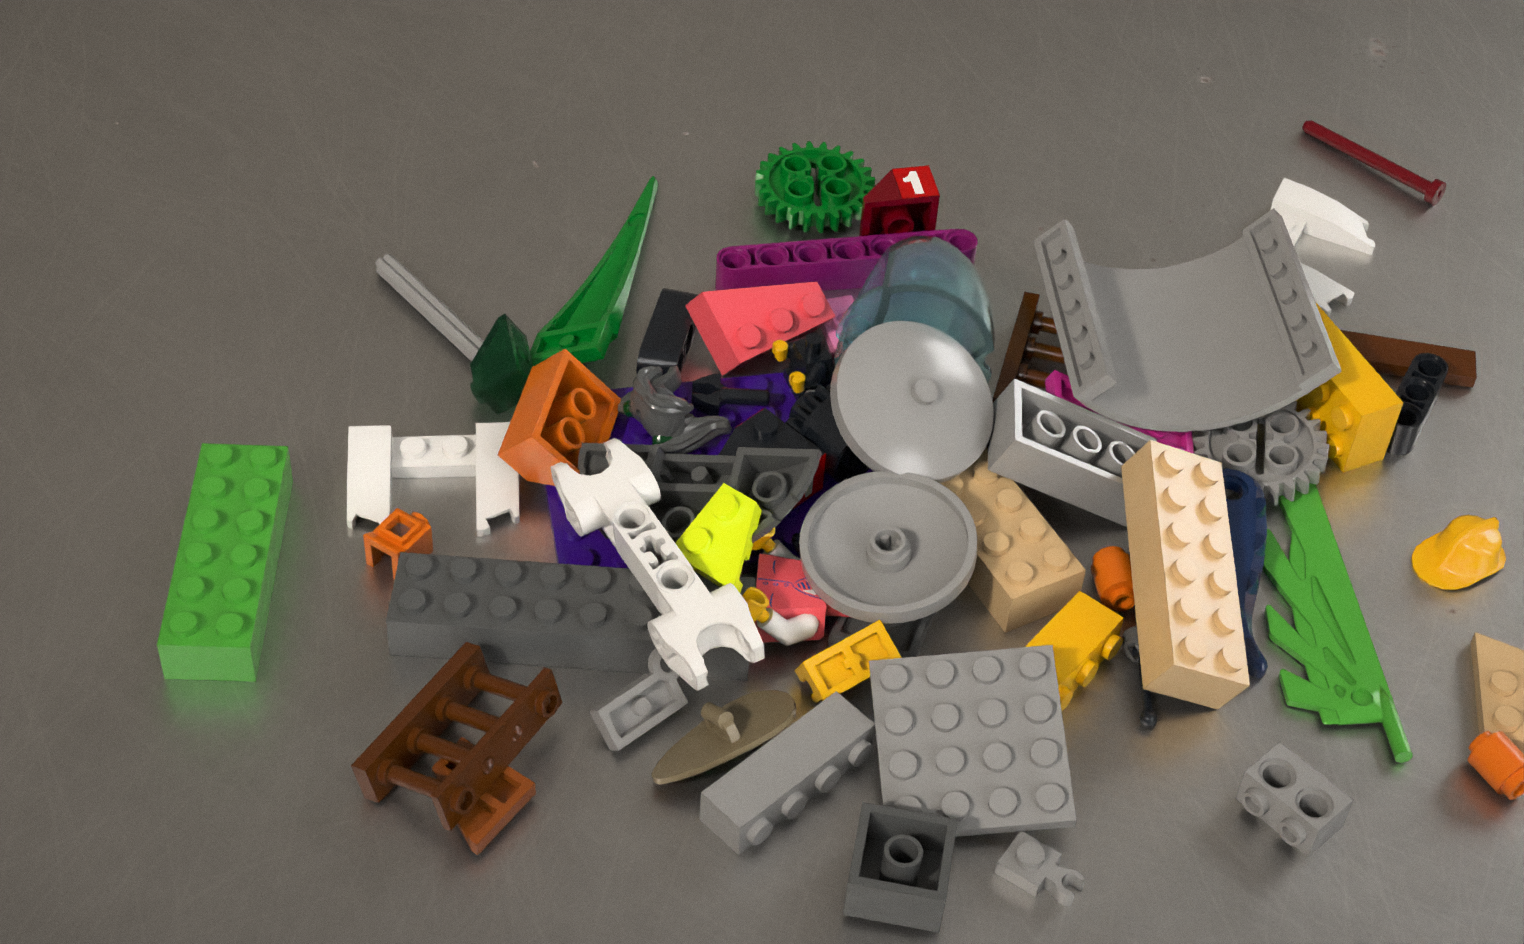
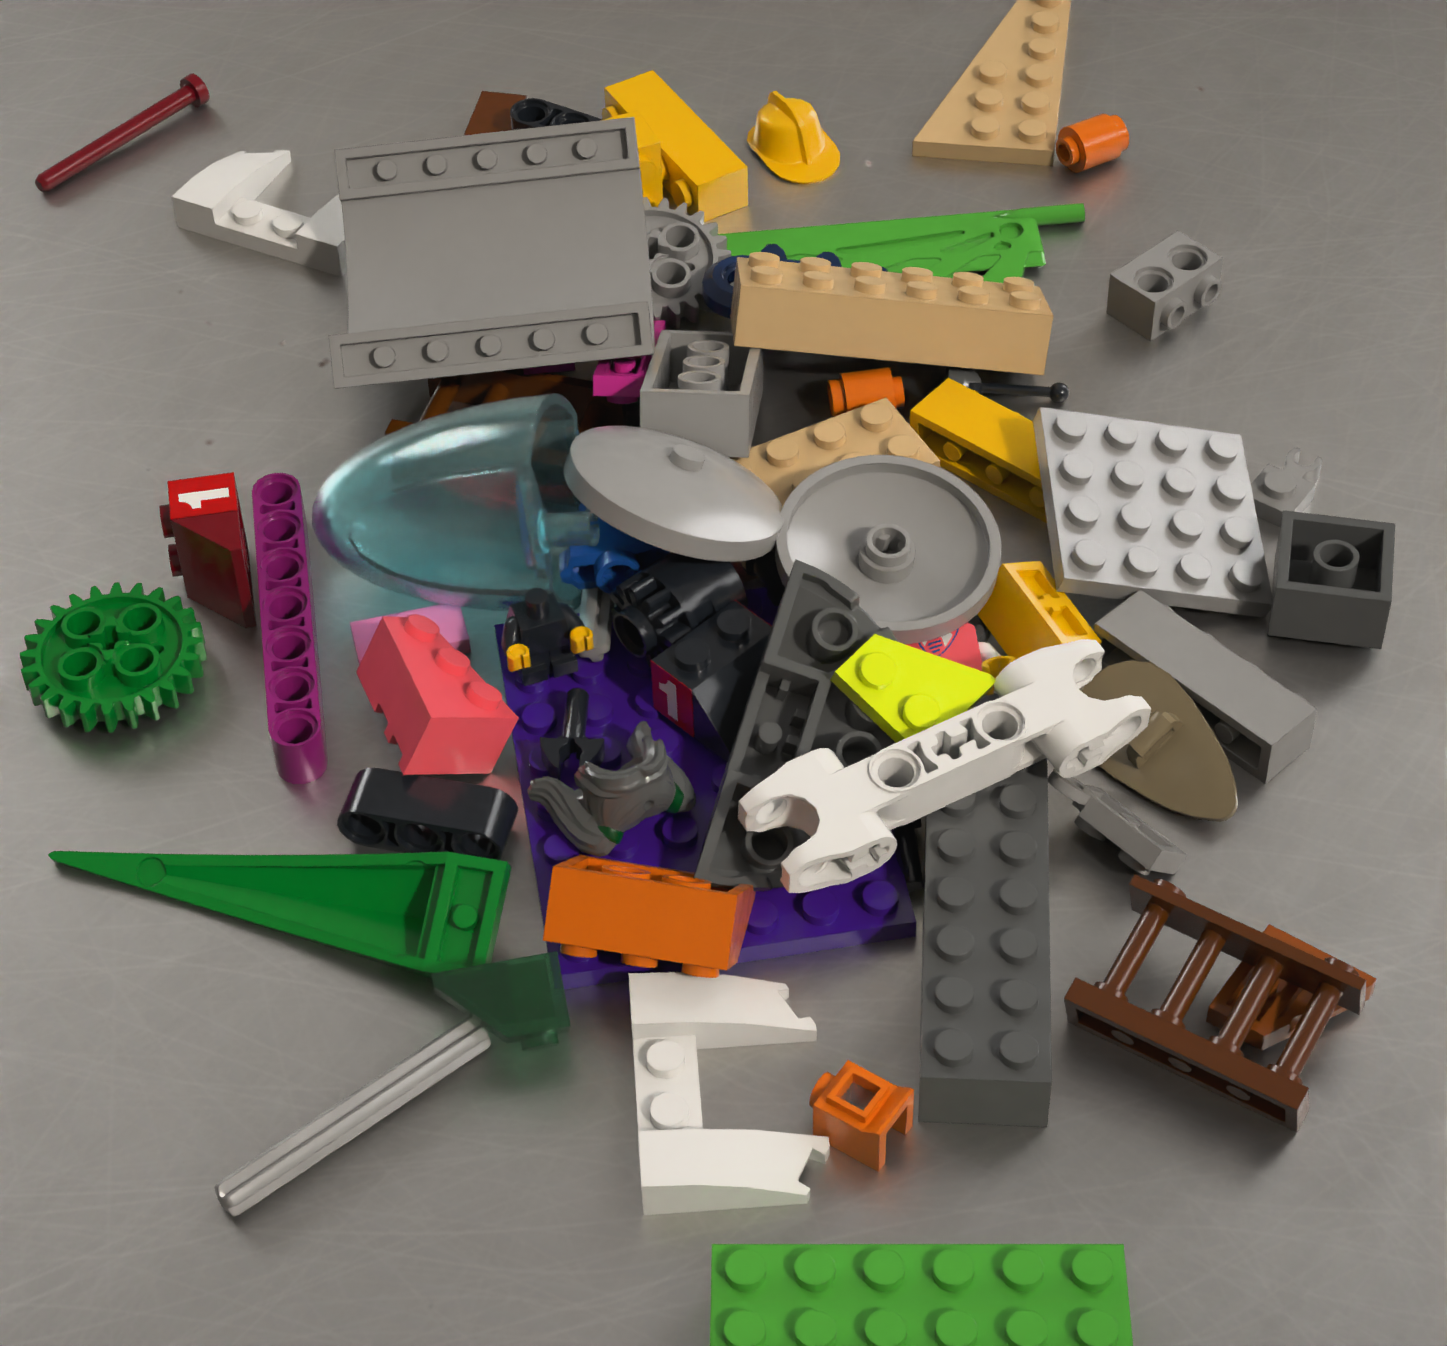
camera: 85 degrees left, 0 degrees up
(1423, 467) = (693, 158): none -> yellow brick

